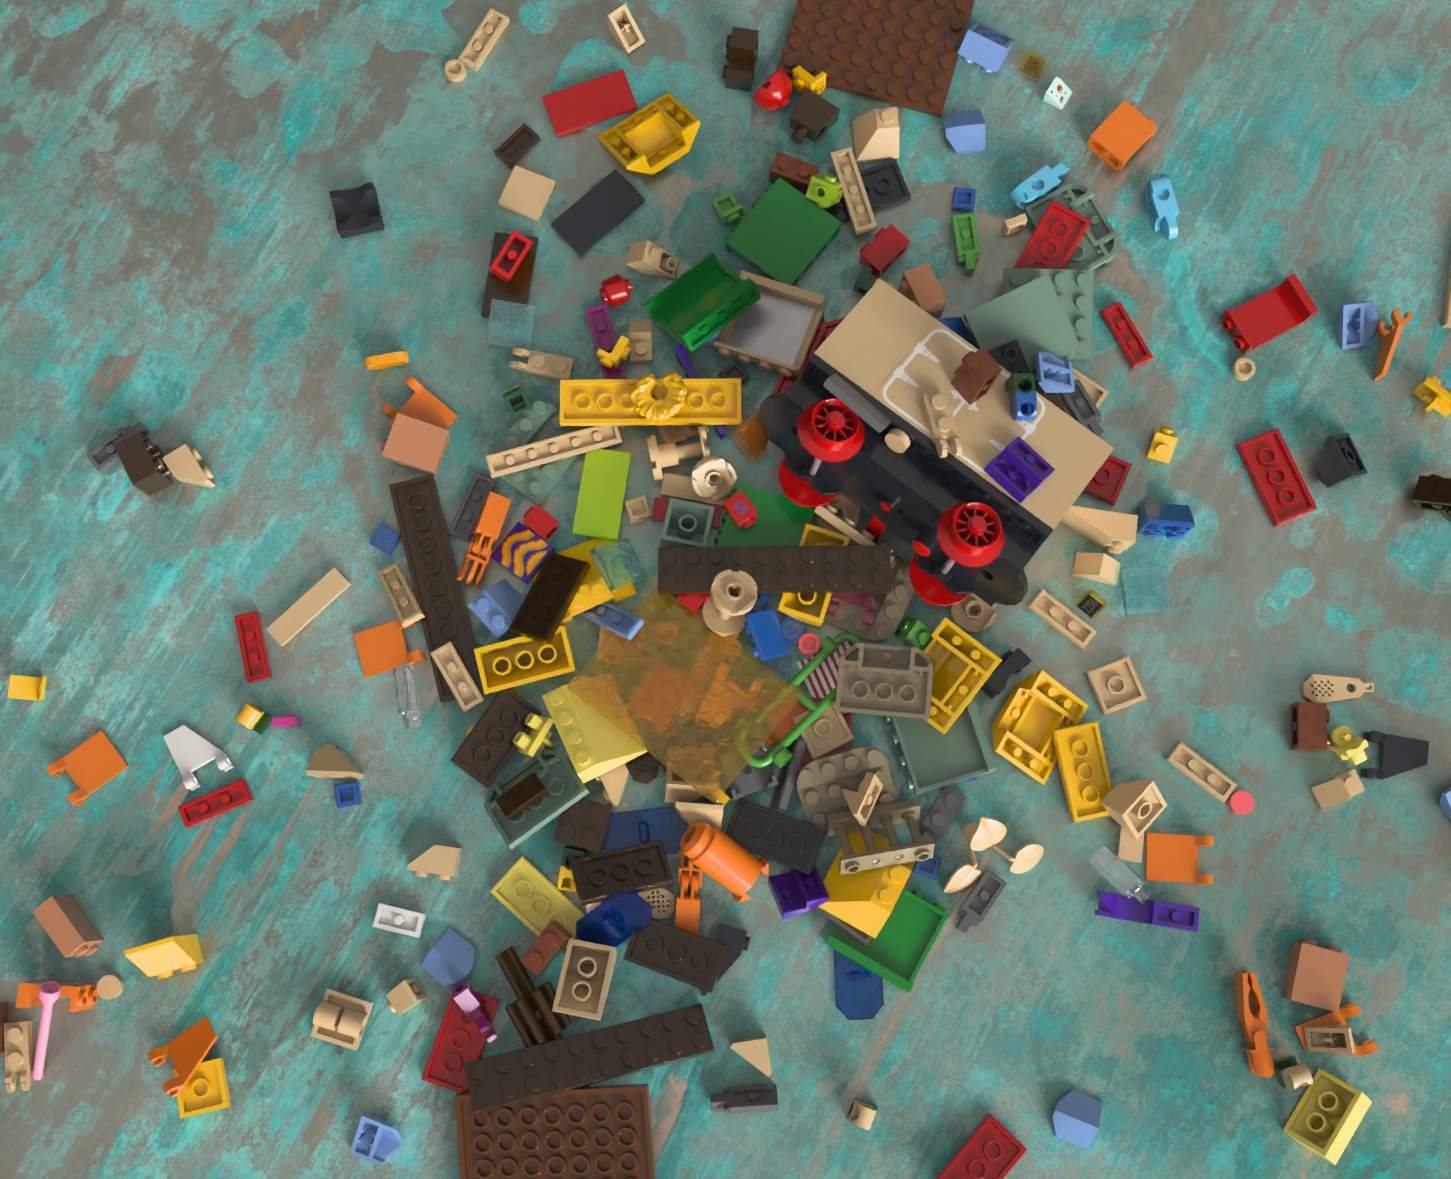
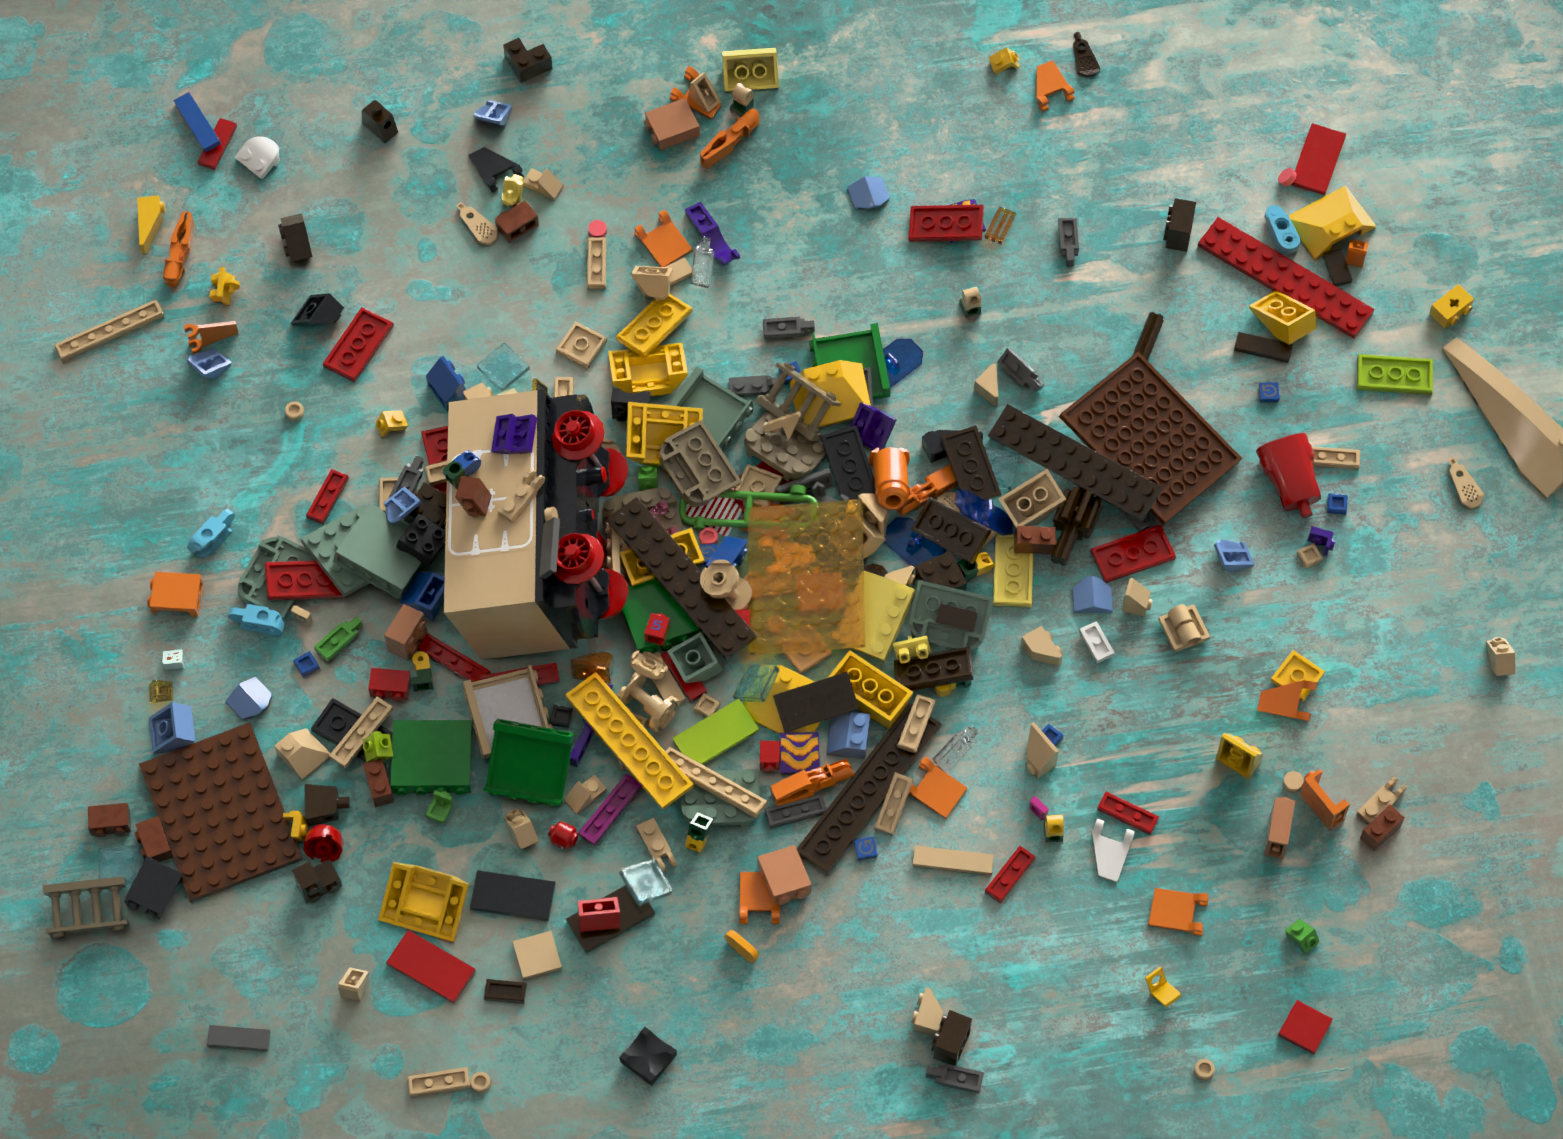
camera: 130 degrees left, 15 degrees down
(48, 994) = (1322, 787): bright pink piece -> none
(470, 1003) = (1106, 557): magenta piece -> none
(614, 619) = (795, 651): medium blue tile -> none
(621, 351) = (610, 790): yellow bracket -> none
(658, 409) = (631, 720): yellow piece -> none
(983, 835) = (750, 351): plant -> none
(1269, 315) = (242, 420): red panel -> none

